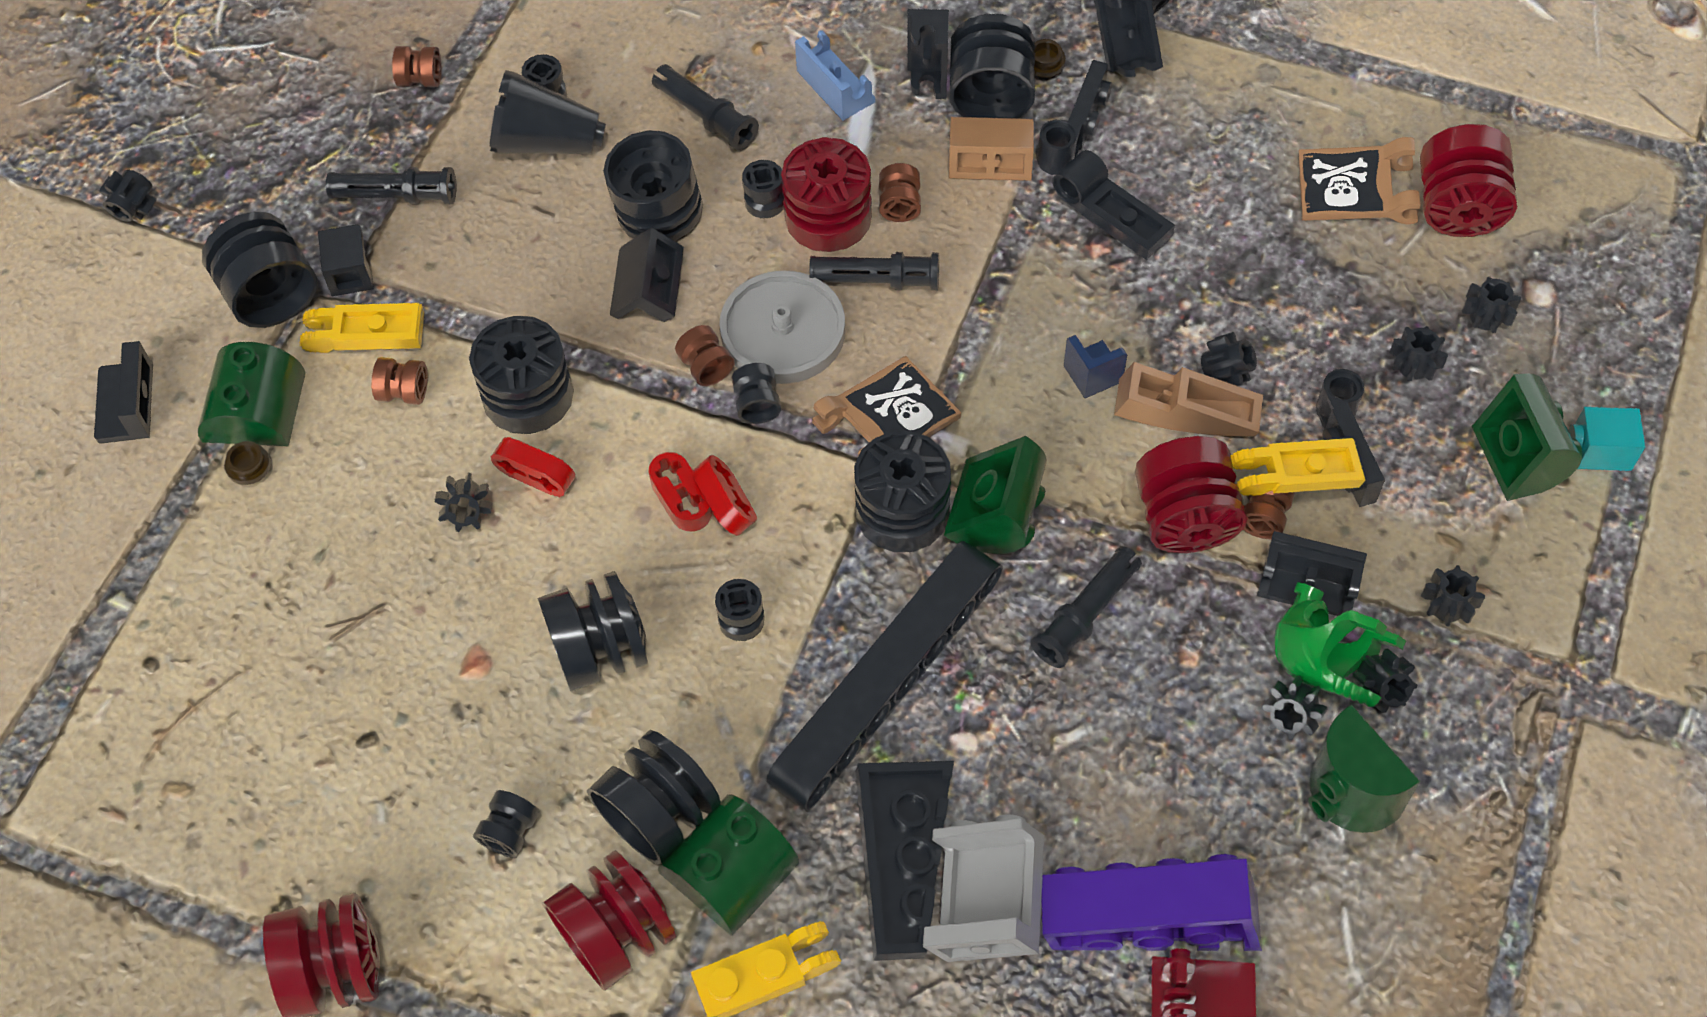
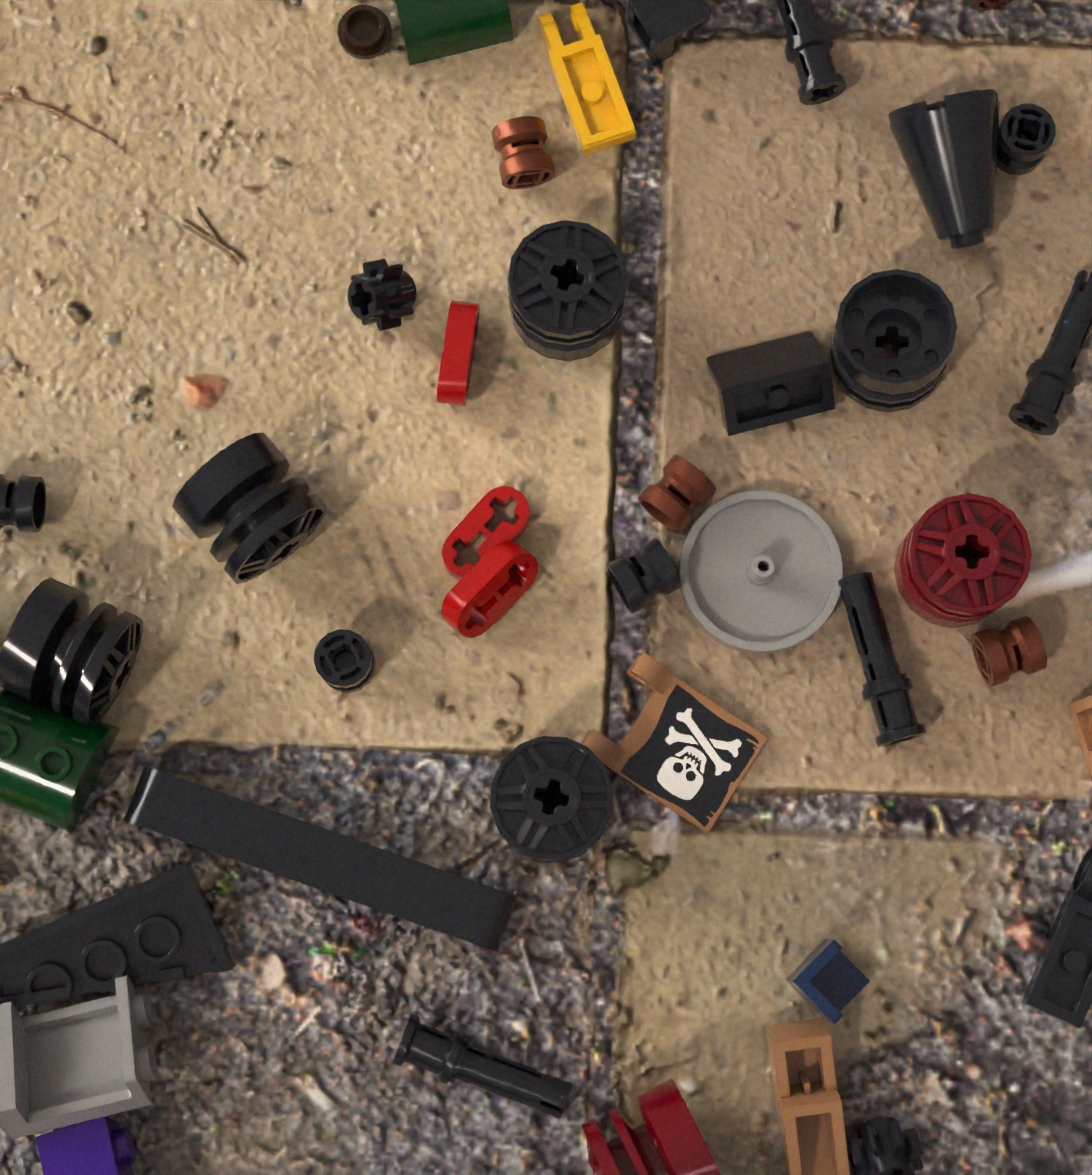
camera: 70 degrees right, 20 degrees up
(763, 188) = (941, 483): black wheel -> none
(998, 497) = (584, 917): dark green brick -> none

